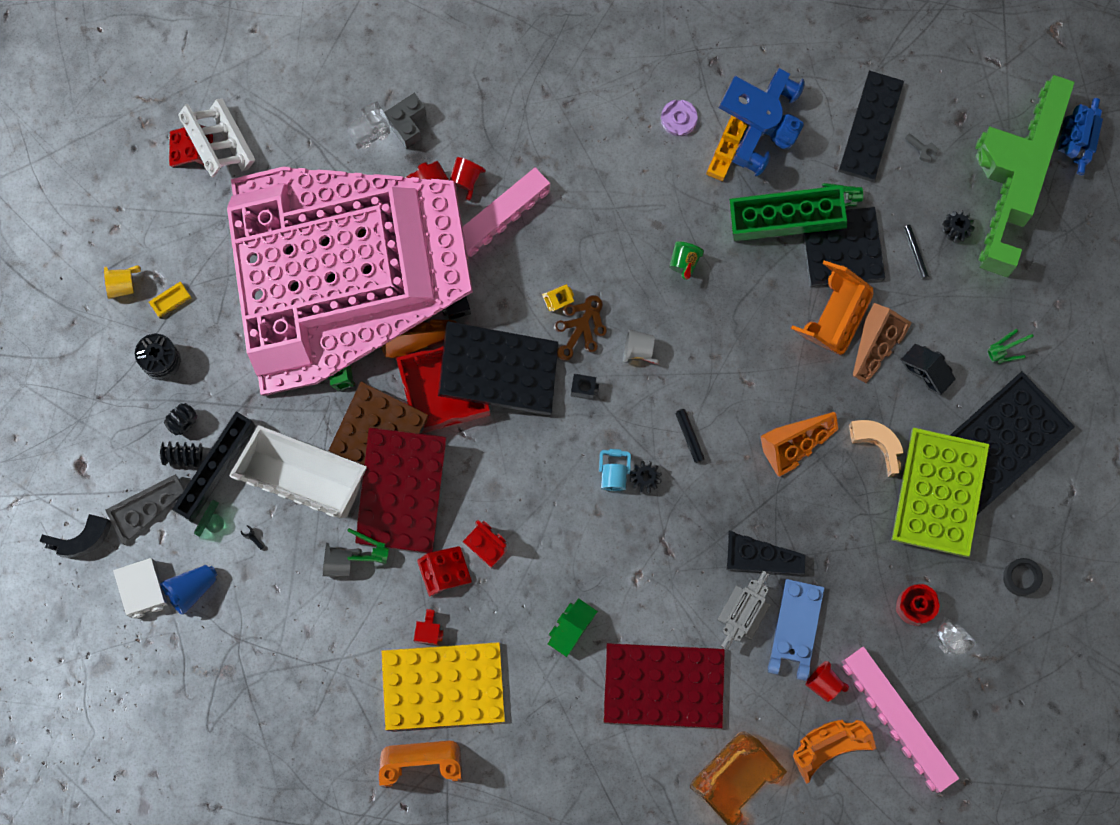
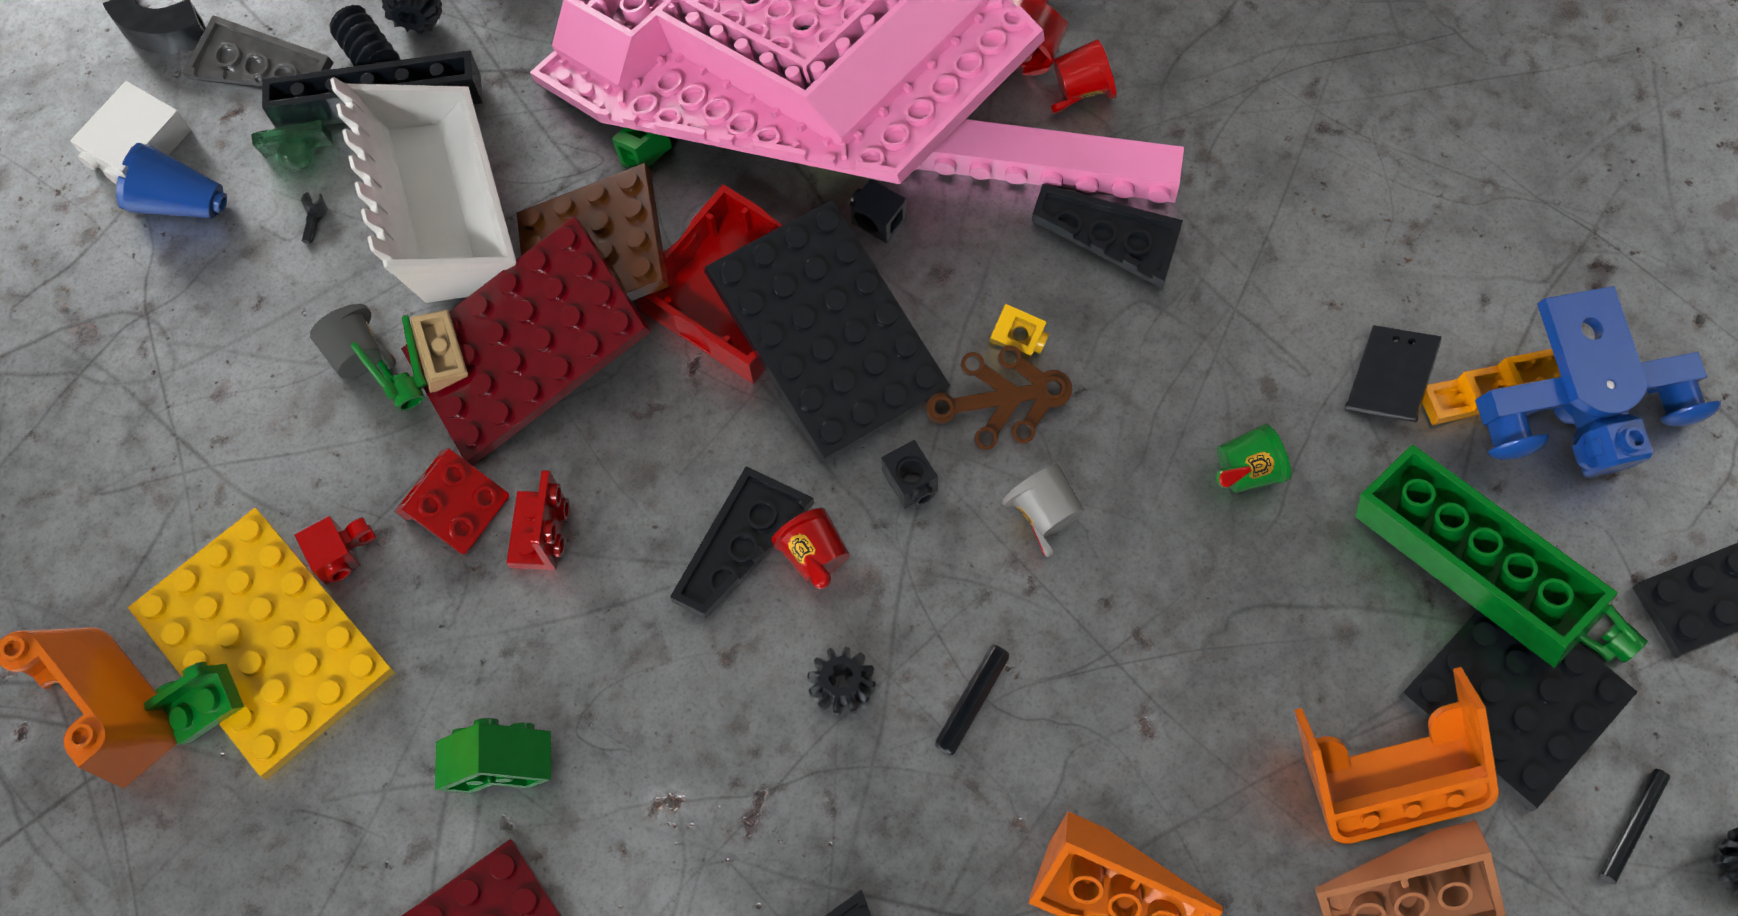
camera: 60 degrees right, 10 degrees down
(375, 527) = (438, 349): none -> tan slope
(416, 338) = (773, 184): orange wedge -> none
(457, 724) = (197, 700): none -> green bracket
(544, 224) = (1119, 233): none -> black wing
(553, 464) = (737, 540): none -> black wing
(586, 446) = (812, 546): none -> red hat
(614, 475) = (803, 631): medium azure piece -> none
(679, 117) = (1464, 286): lavender tile -> none
(692, 176) = (1394, 373): none -> black container

